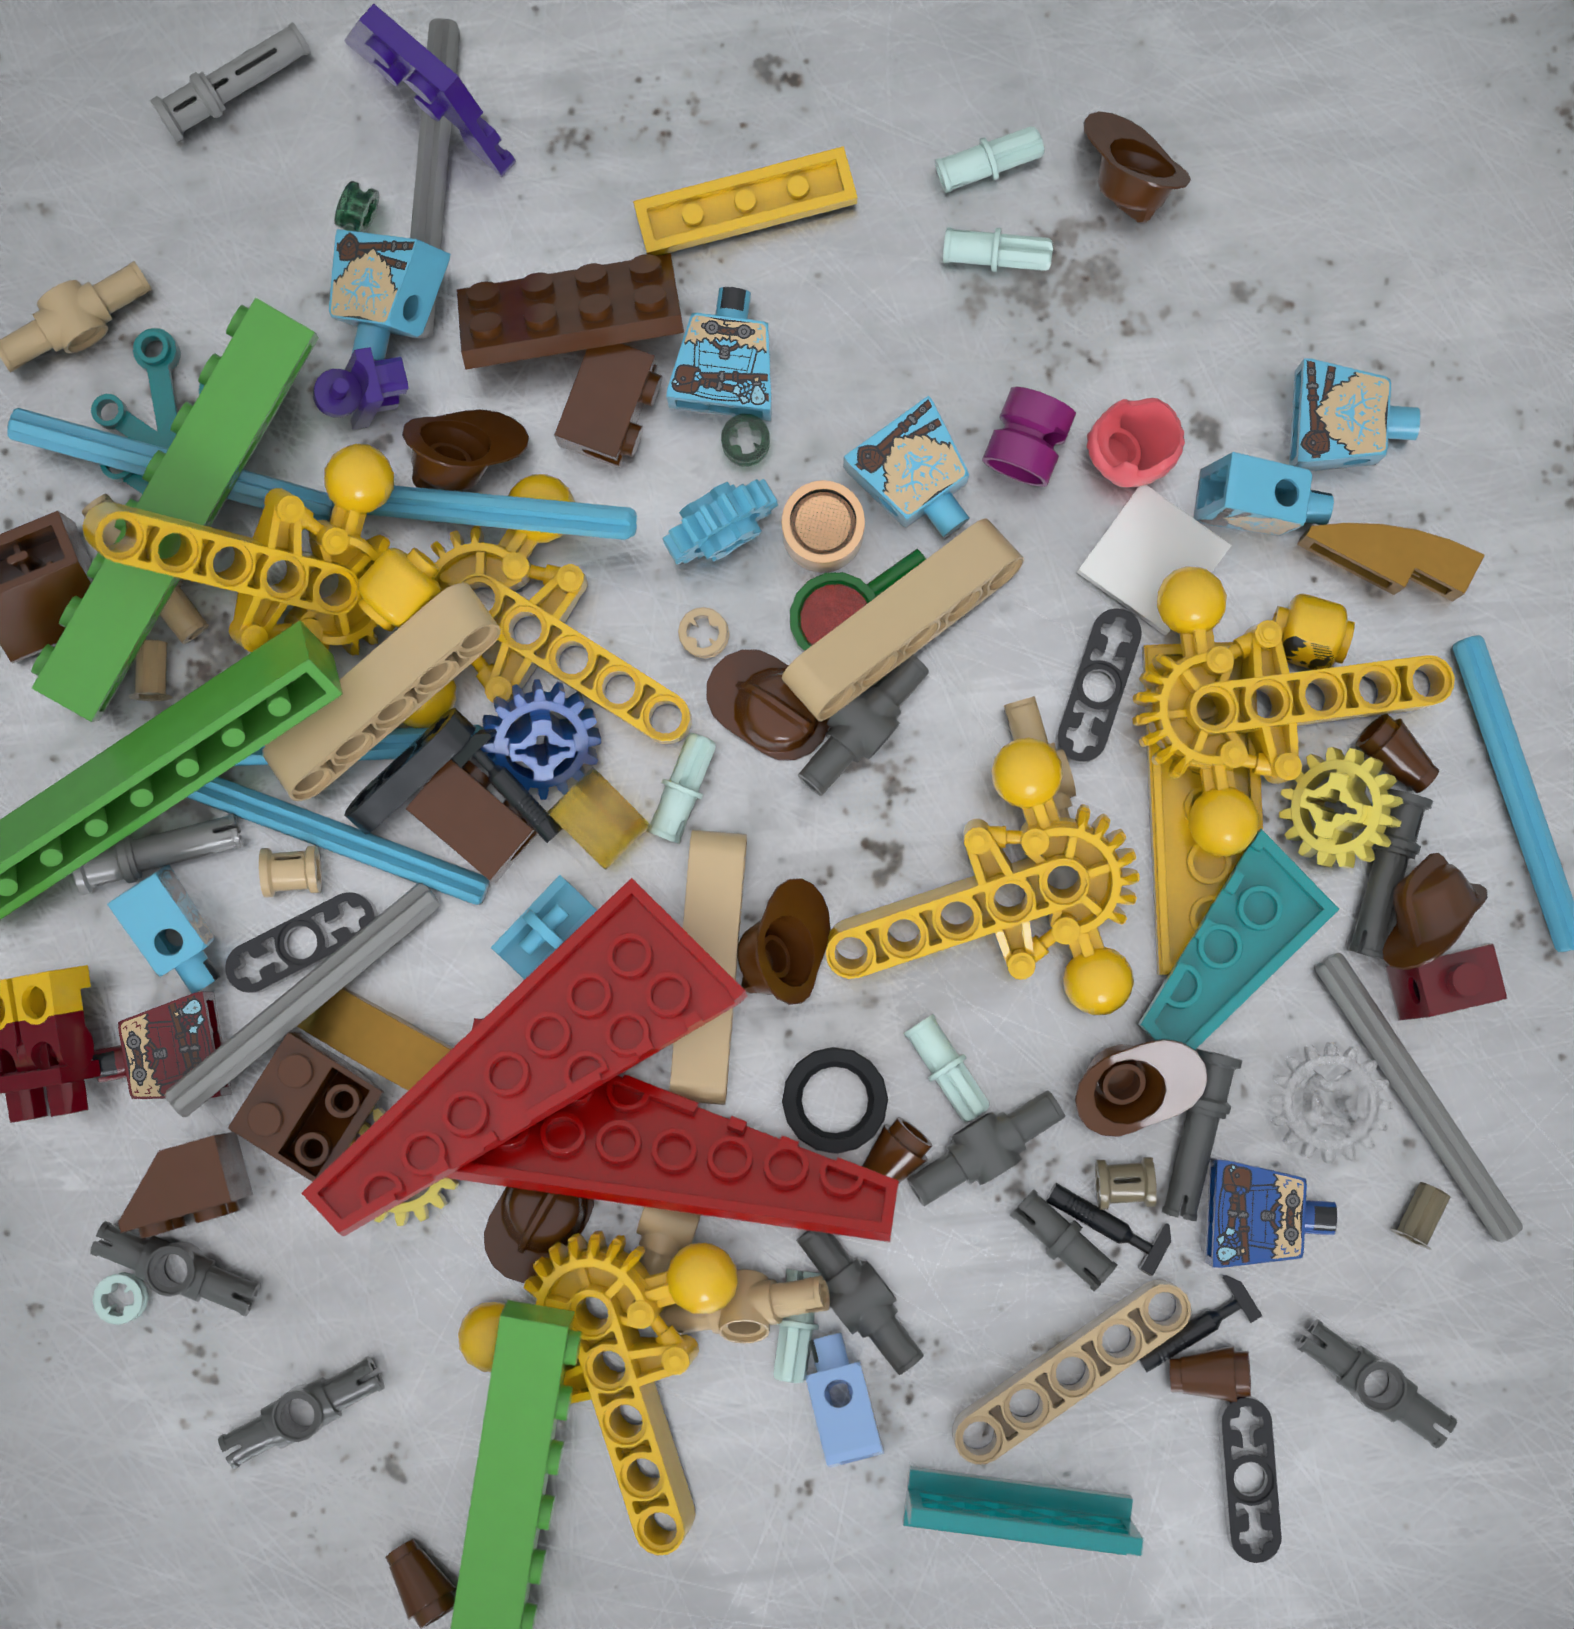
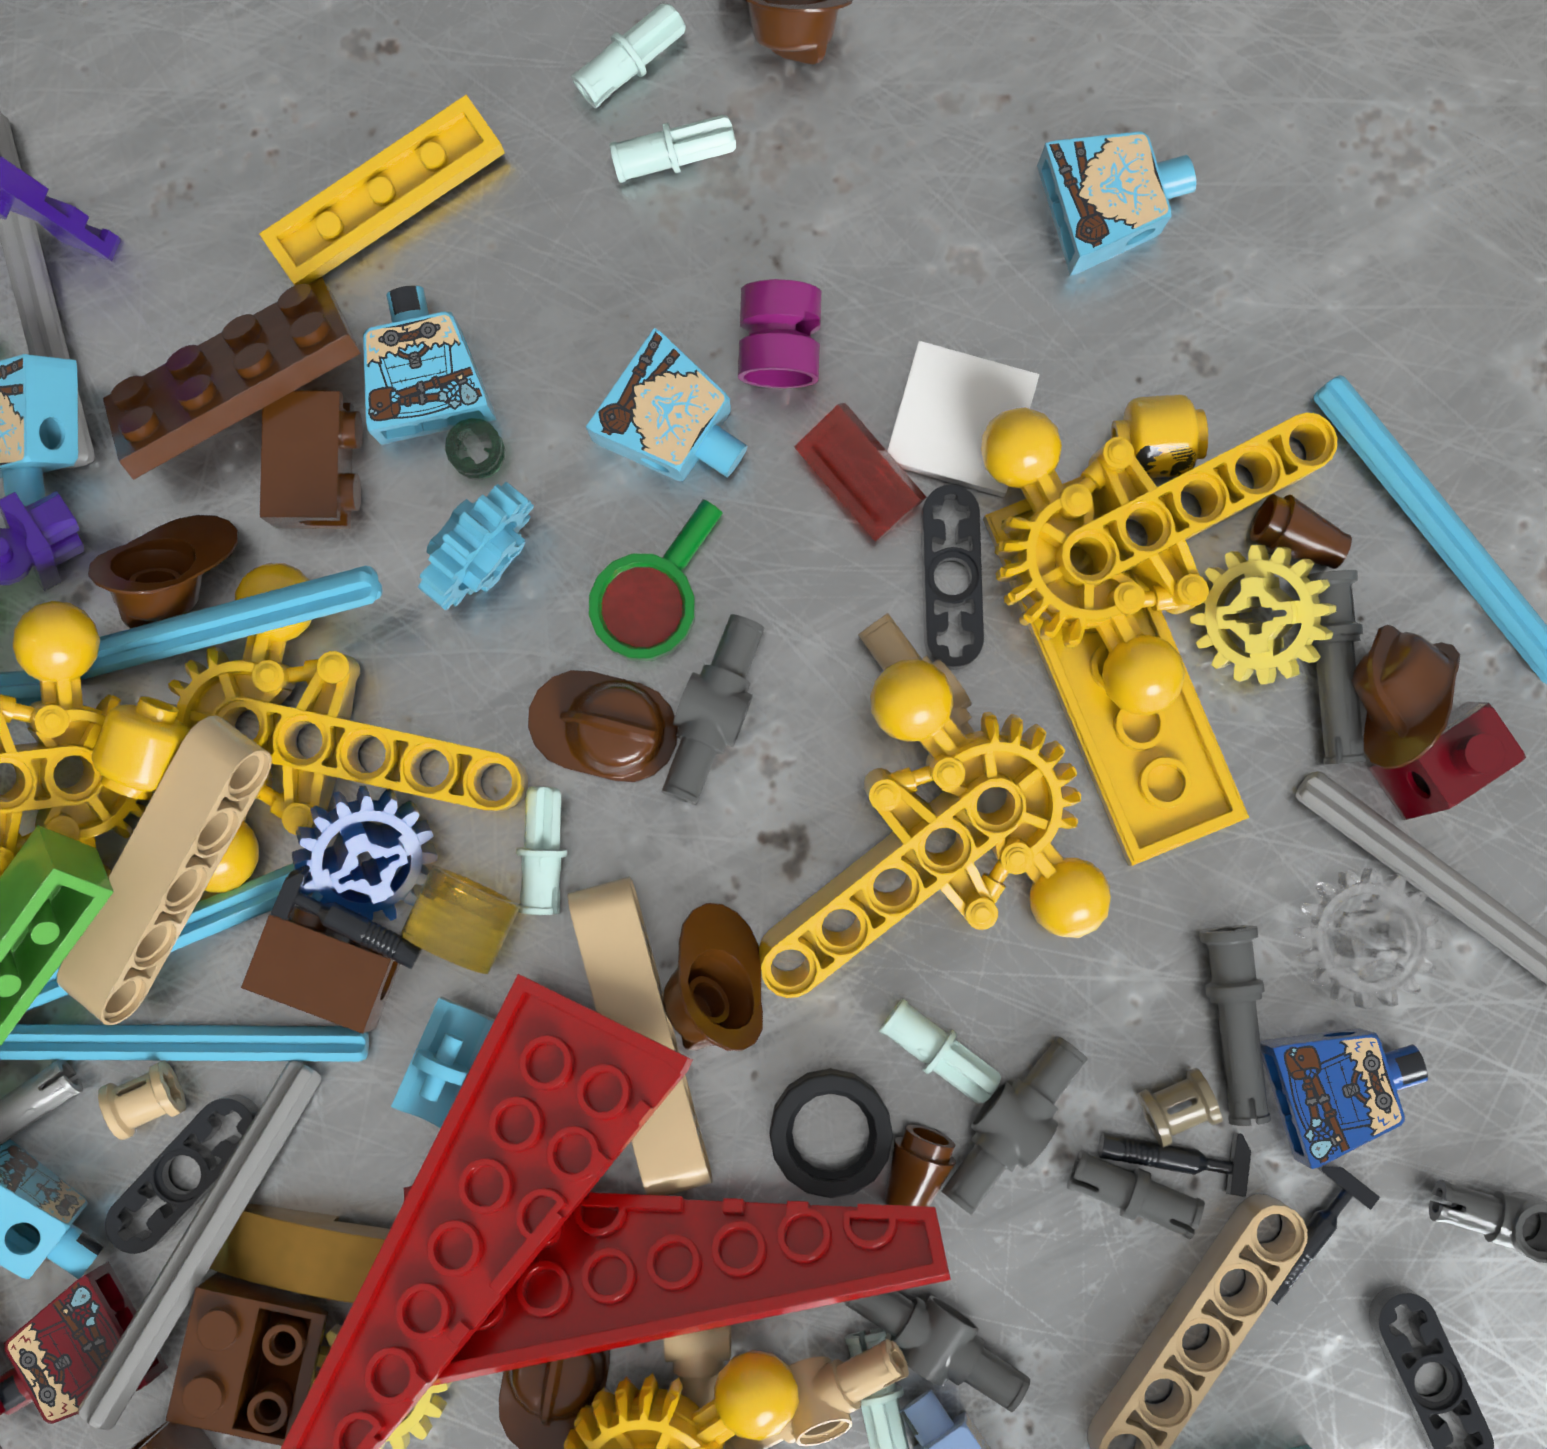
camera: 25 degrees left, 0 degrees up
(410, 771) = (232, 943): black beam -> none
(692, 644) = (496, 690): tan bush -> none
(823, 526) = (591, 511): light nougat piece -> none
(902, 619) = (713, 582): tan beam -> none
(1054, 572) = (860, 471): none -> clear red tile
(1136, 442) = (897, 298): coral hair -> none
(1139, 1086) = (1157, 997): reddish brown piece -> none
(1212, 1374) = (1351, 1282): reddish brown cone -> none
(1243, 939) = (1209, 798): teal wing -> none
(1259, 496) = (1050, 309): medium azure torso -> none
(1395, 554) = (1220, 322): pearl gold slope -> none
(1423, 1215) = (1511, 1022): dark tan piece -> none

